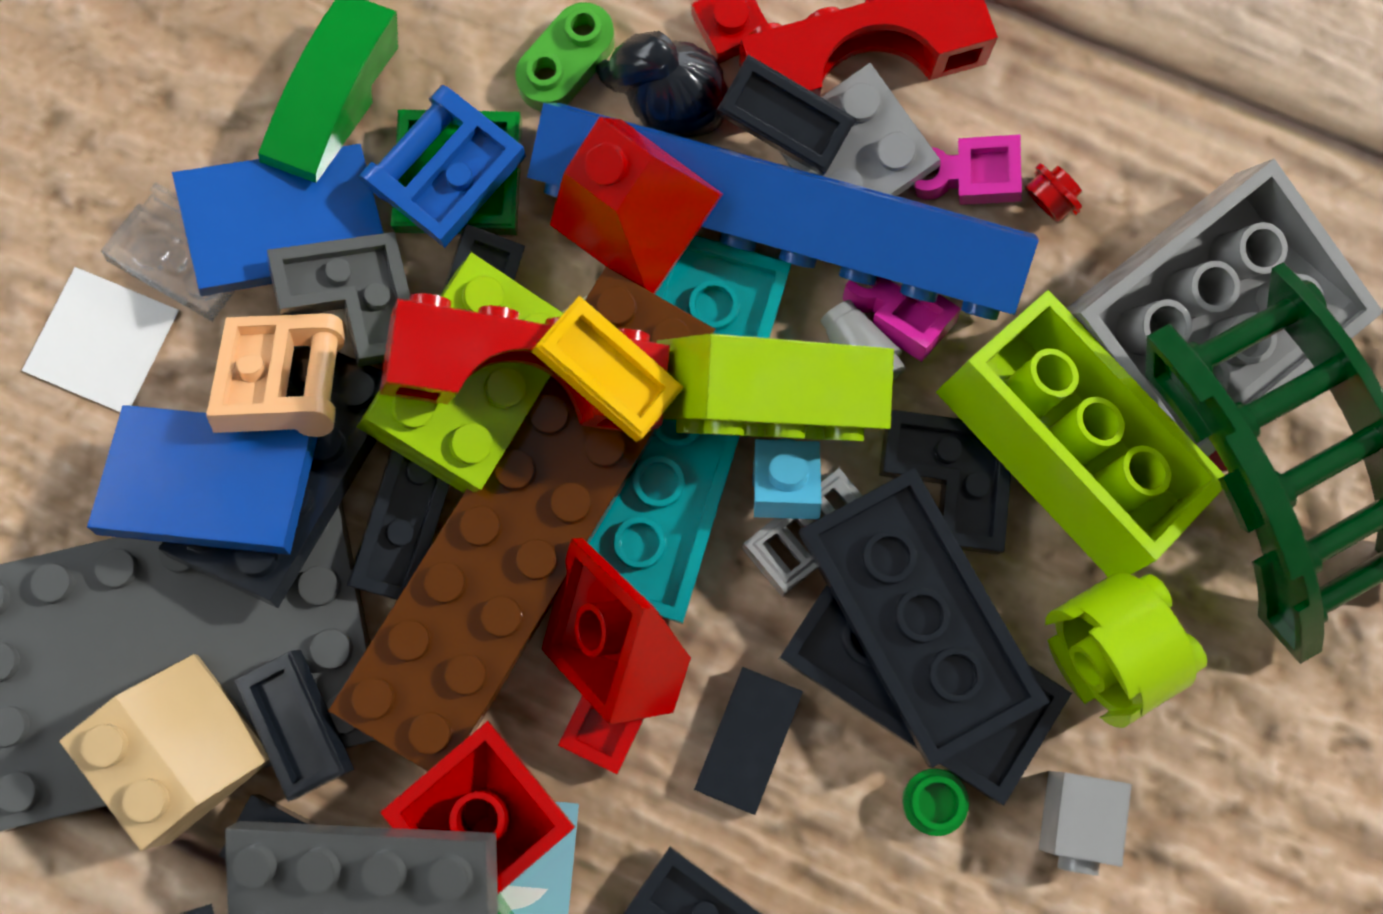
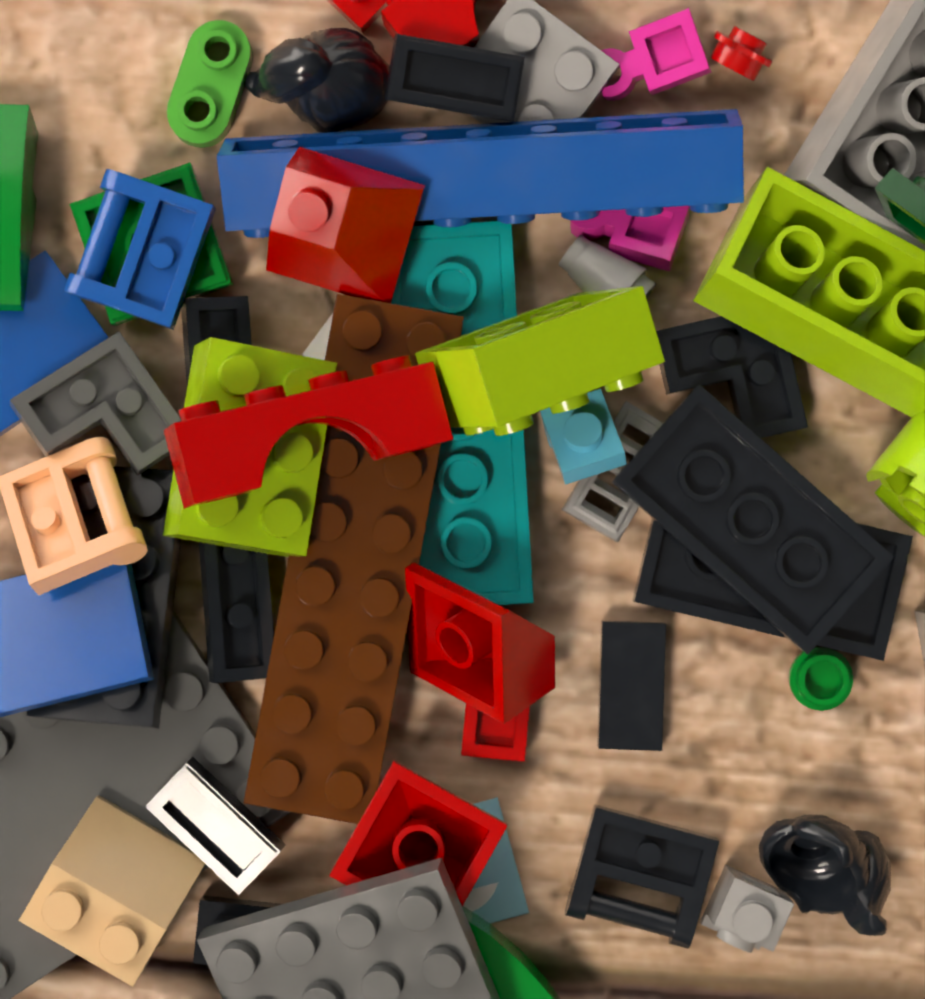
camera: 20 degrees left, 10 degrees up
(607, 369) = (386, 409): yellow tile -> none

